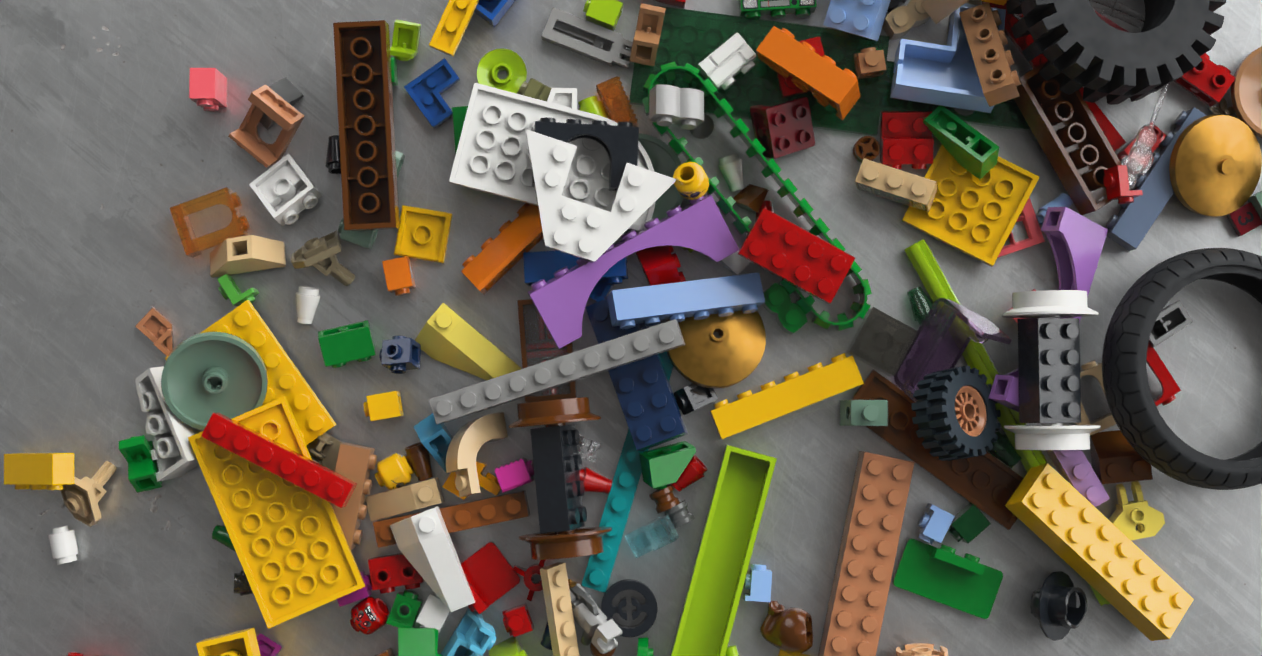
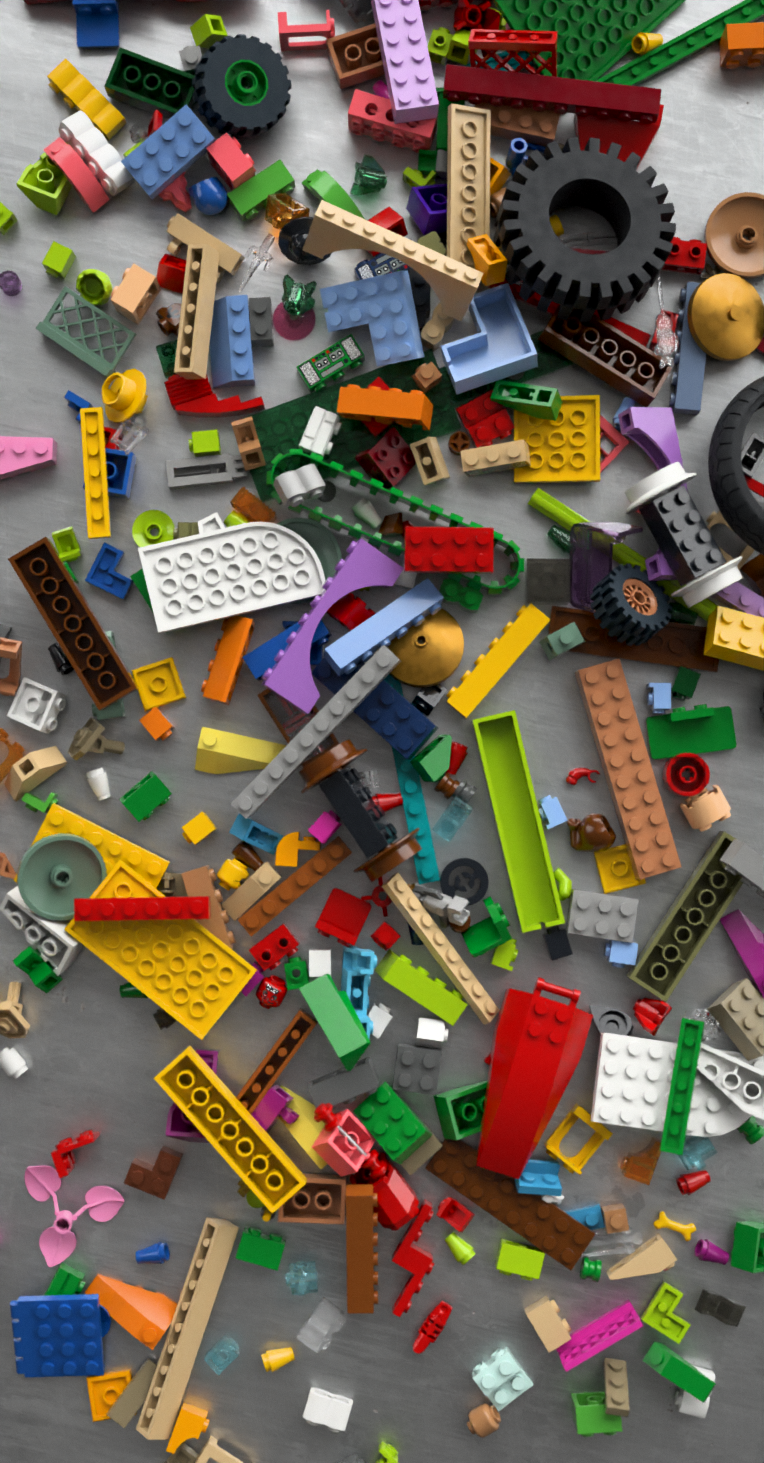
camera: 25 degrees left, 0 degrees up
(400, 354) = (190, 783): dark blue brick -> none
(431, 552) = (292, 917): white wedge -> none
(465, 446) = (277, 827): tan arch -> none
(579, 226) = (271, 614): white wing -> none
(618, 141) = (270, 535): black arch -> none
(691, 180) = (340, 535): yellow head -> none
(807, 557) = (577, 773): none -> red arm
(826, 151) = (430, 460): none -> tan brick
(919, 634) = (692, 785): none -> red brick
(989, 55) = (513, 323): medium nougat brick -> none
(1118, 185) = (661, 371): red bracket -> none

